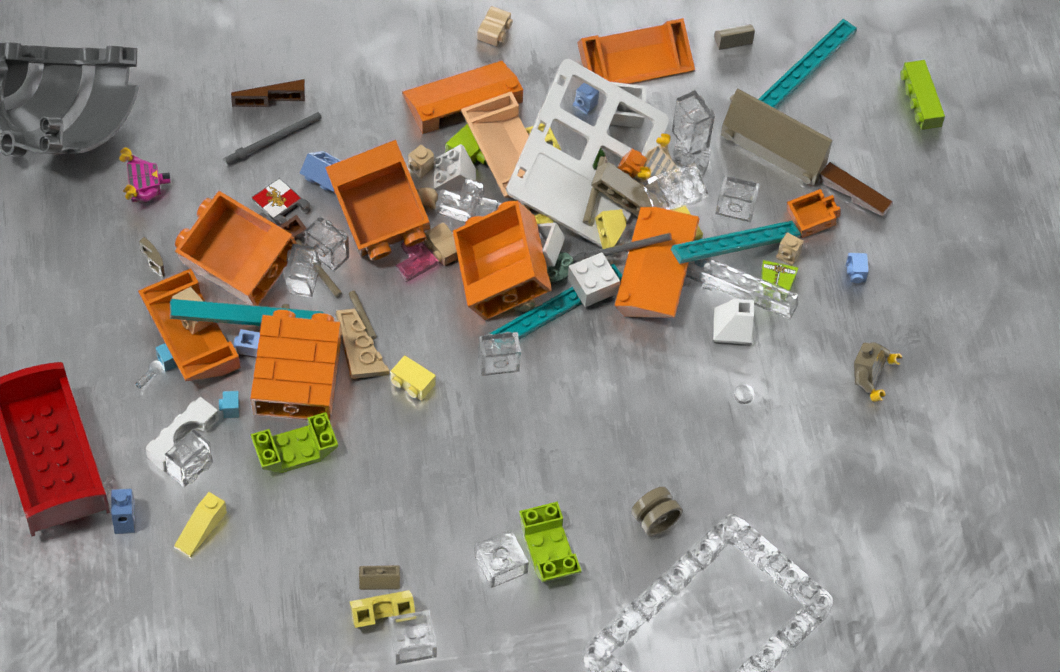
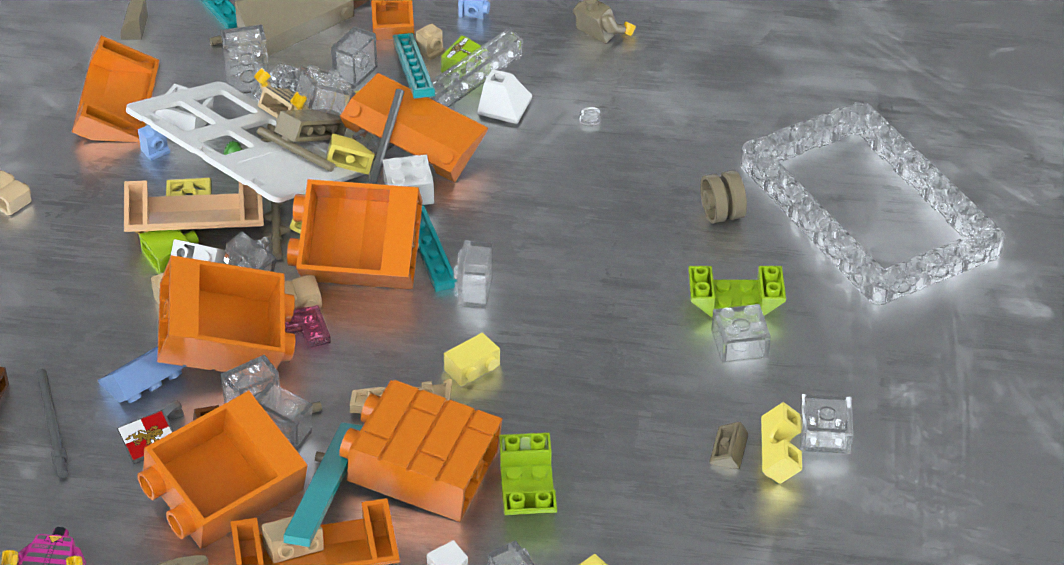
camera: 70 degrees left, 15 degrees down
(230, 404) = (442, 531): medium azure plate -> none
(247, 342) = (355, 495): light blue brick -> none
(362, 314) = (347, 391): dark tan bar -> none
(458, 92) = (87, 239): orange slope -> none
(632, 162) = (271, 109): orange brick -> none

